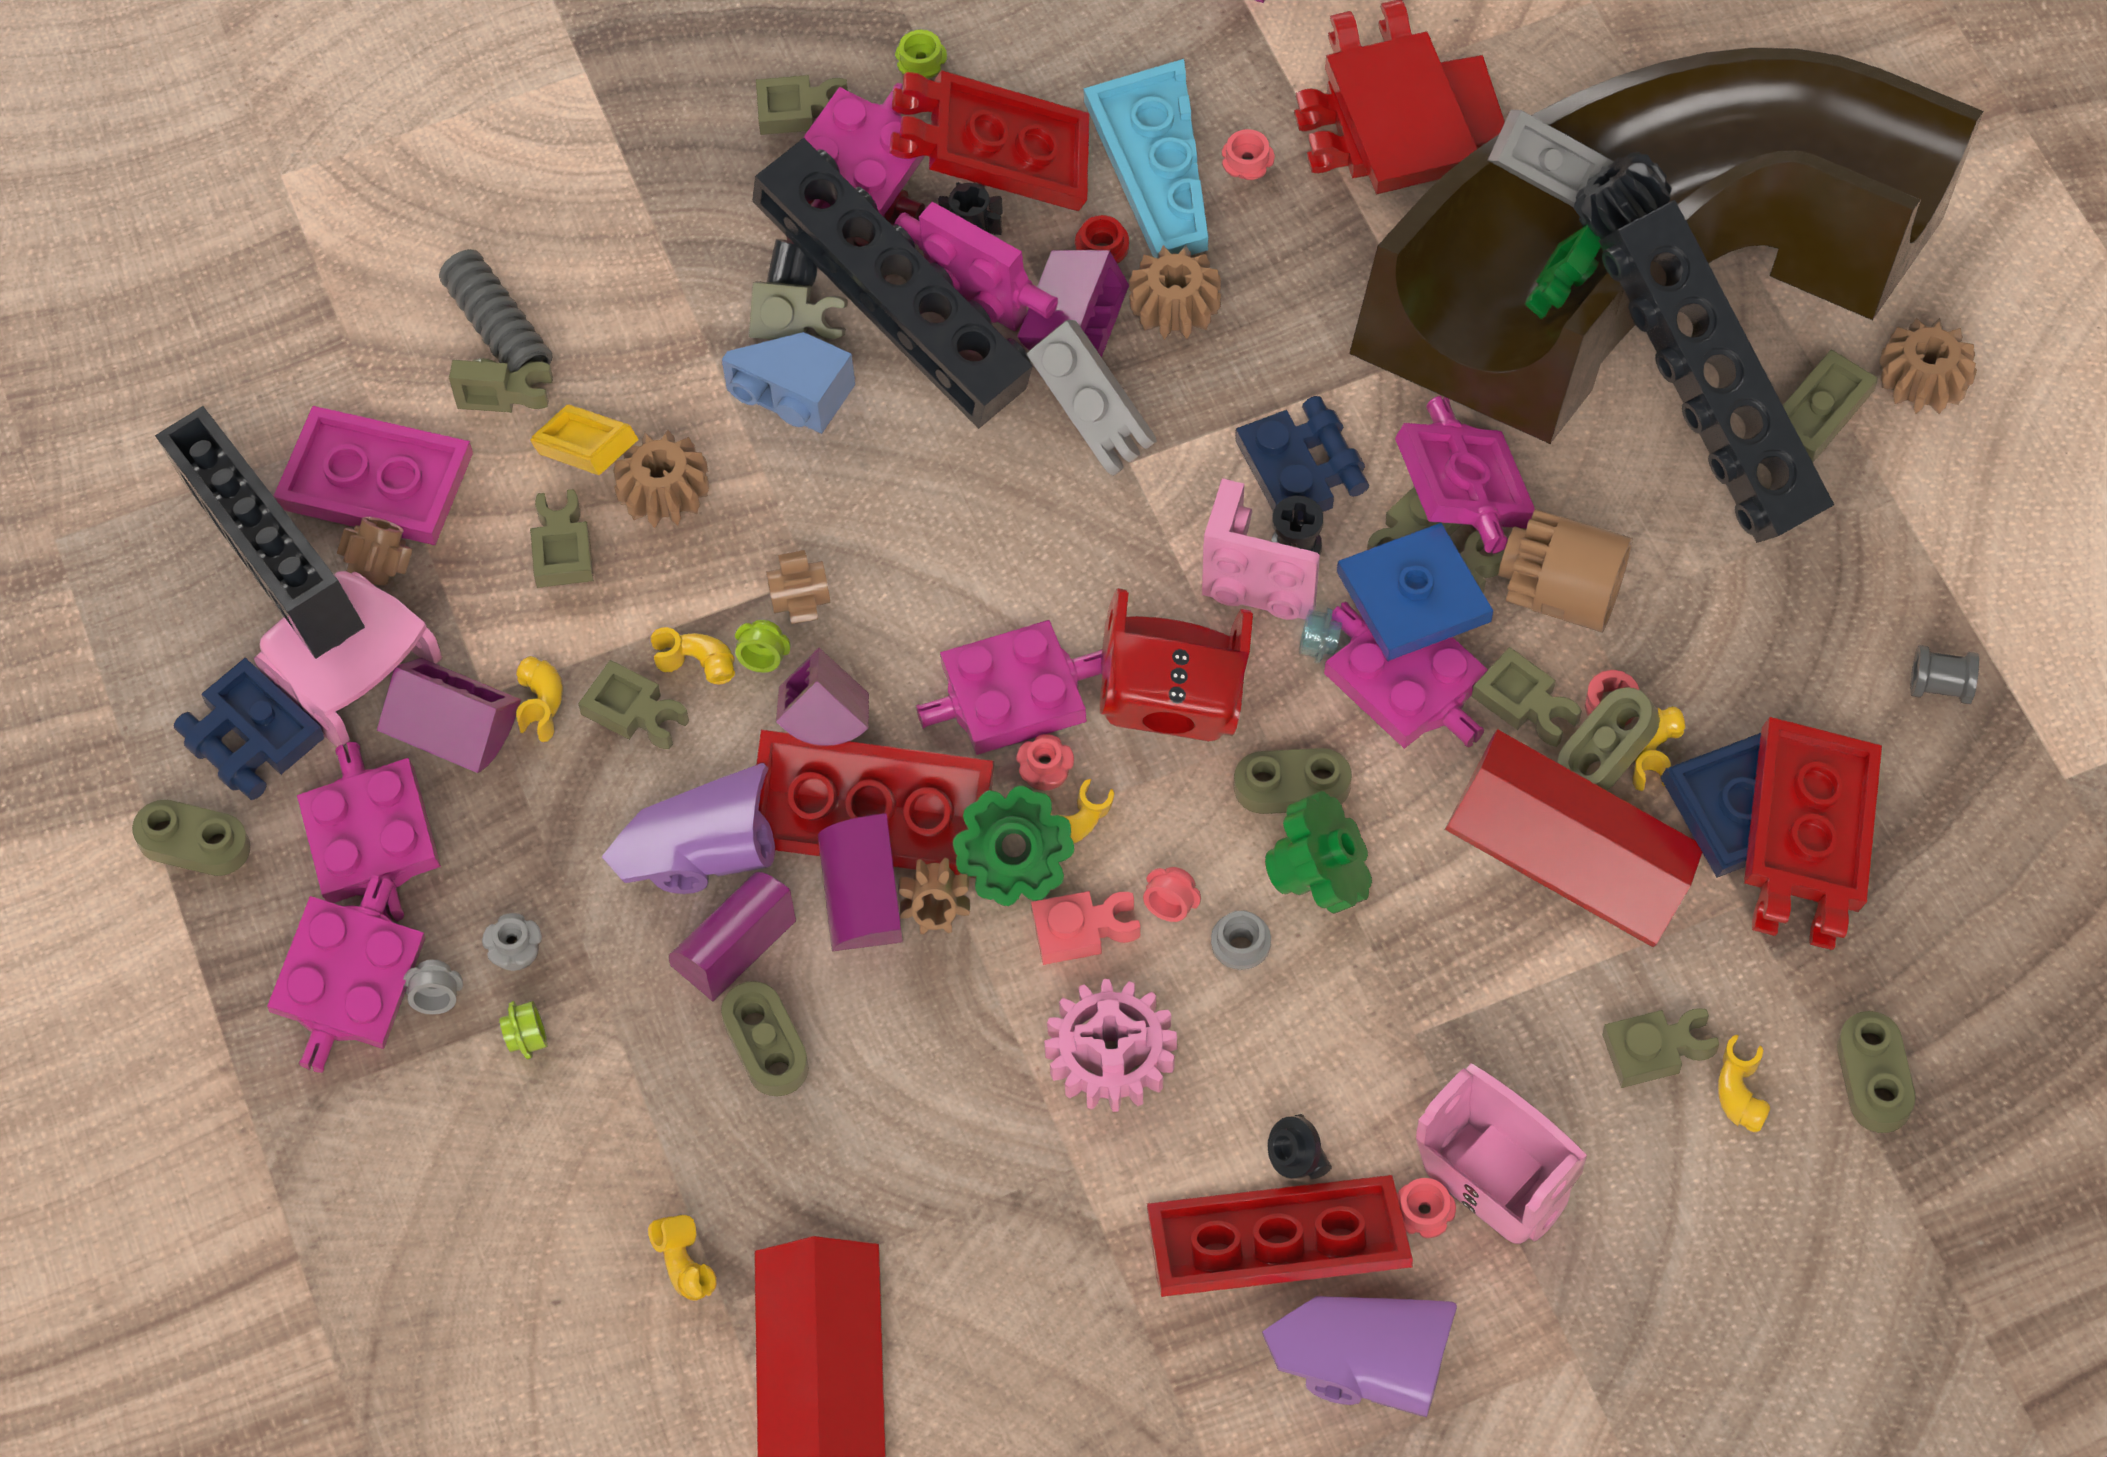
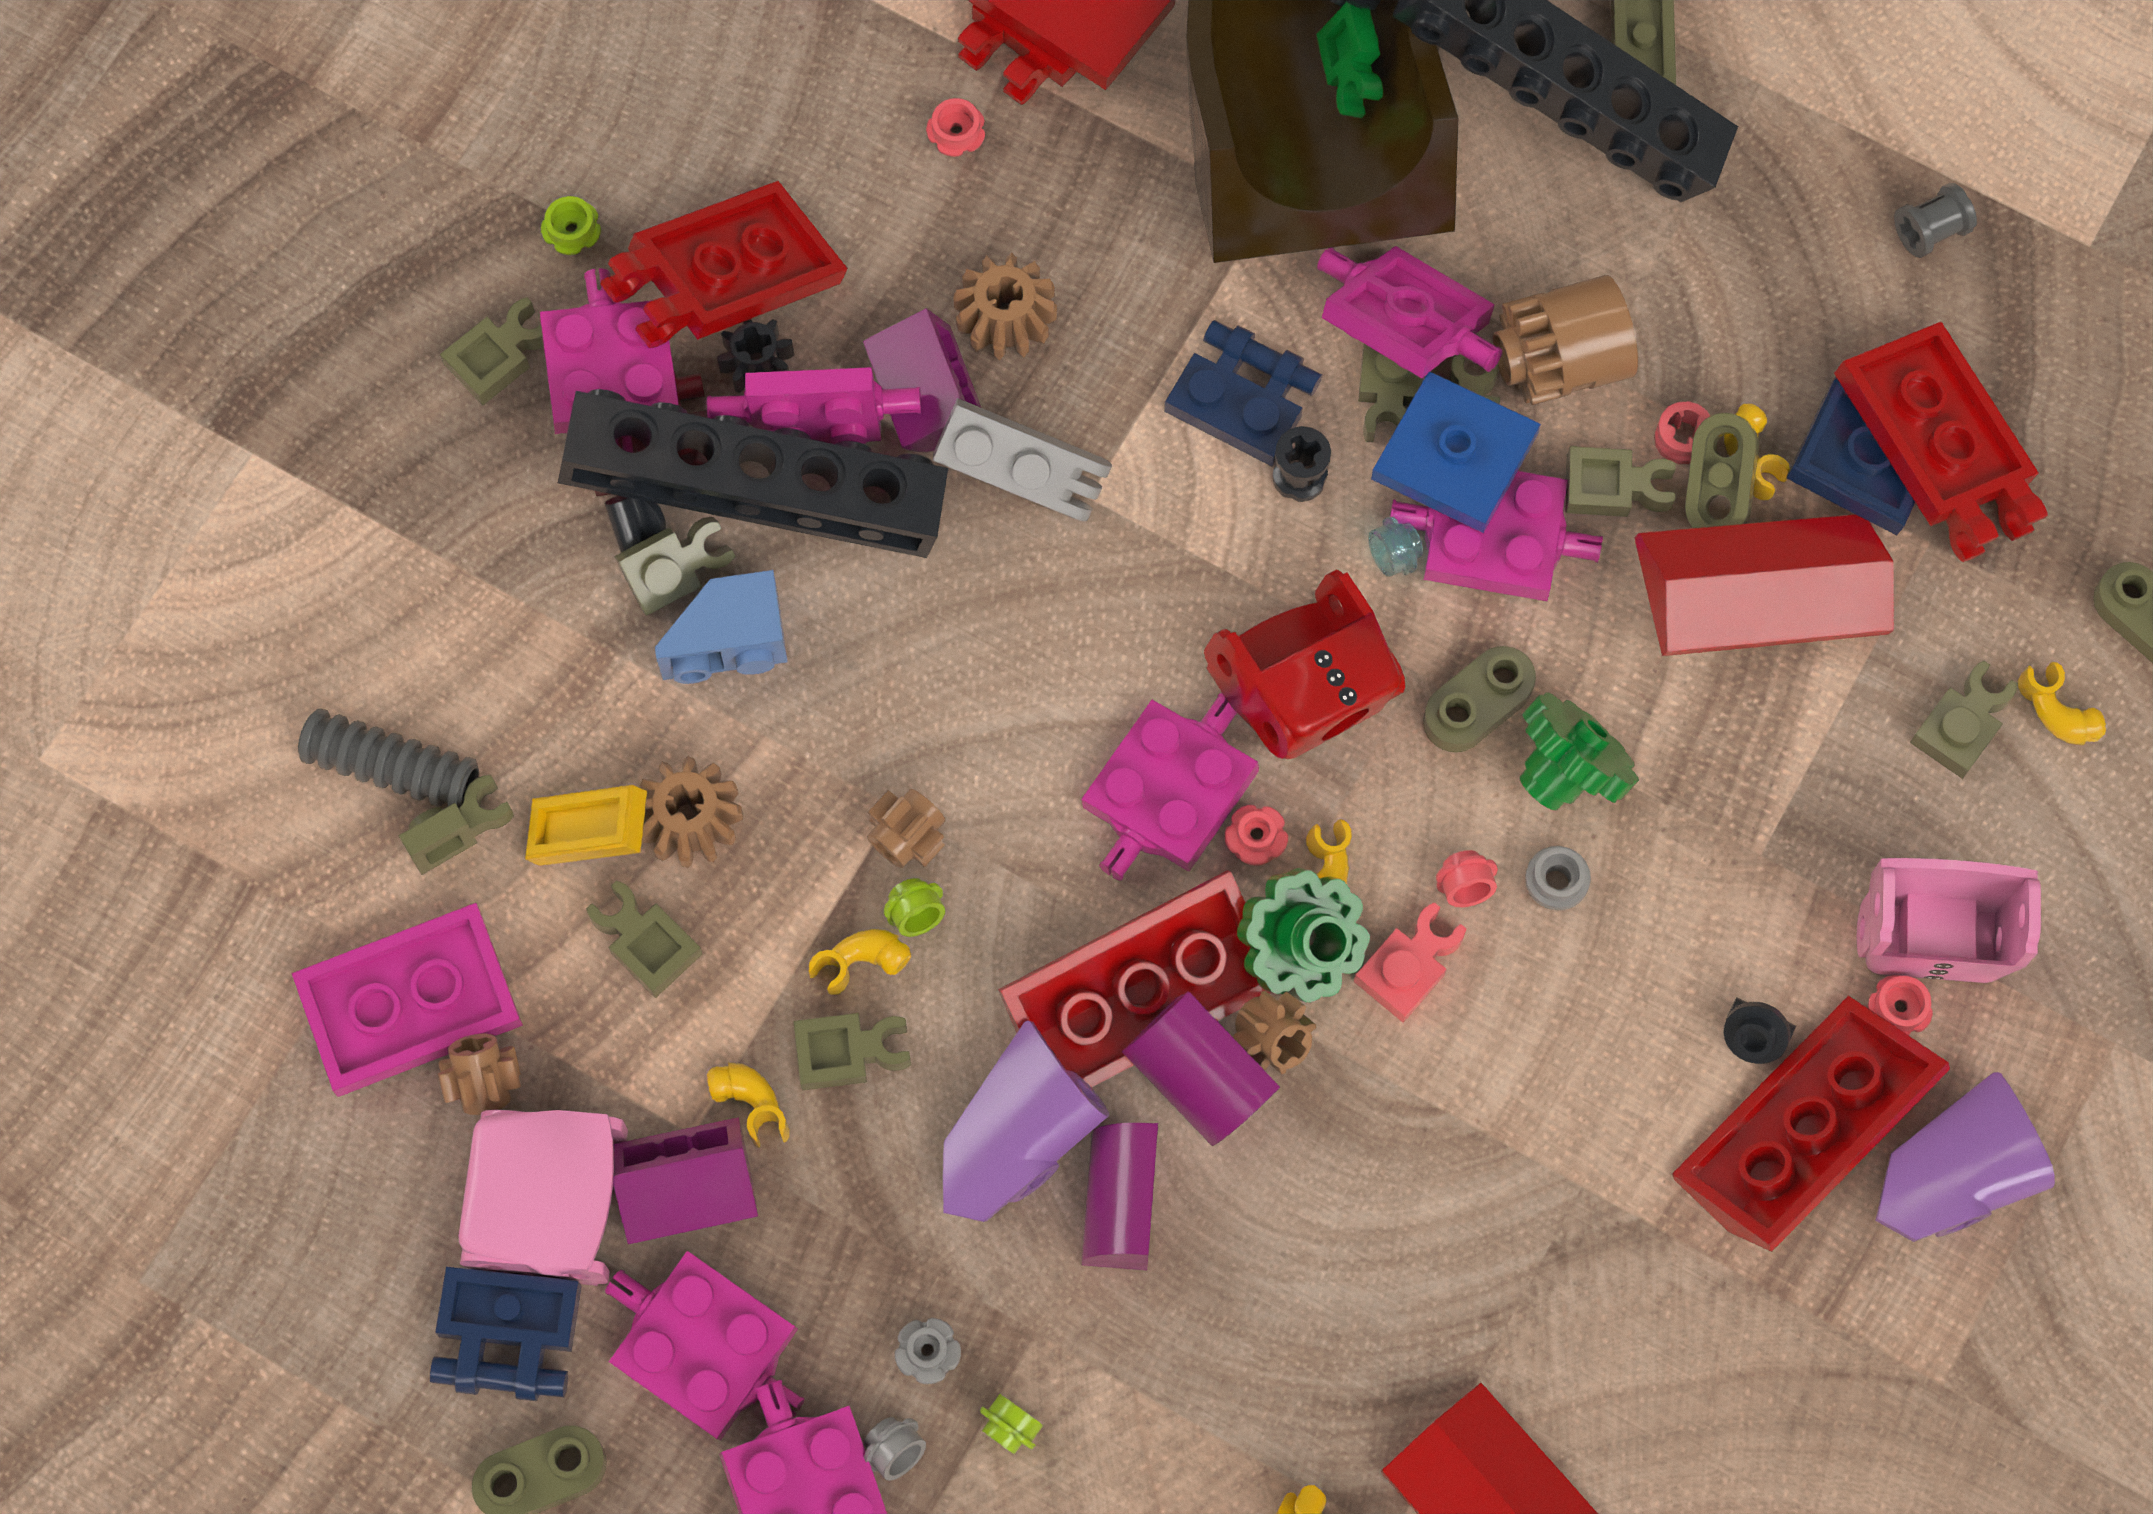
camera: 40 degrees left, 10 degrees up
(260, 532) = (376, 1140): black brick -> none
(765, 1042) = (1234, 1269): olive plate -> none
(822, 703) = (1032, 927): magenta brick -> none
(1083, 1047) = (1552, 1074): bright pink gear -> none
(1103, 230) = (888, 286): red plate -> none
(1154, 153) = (860, 175): medium azure wing -> none
(1252, 569) = (1286, 540): bright pink bracket -> none

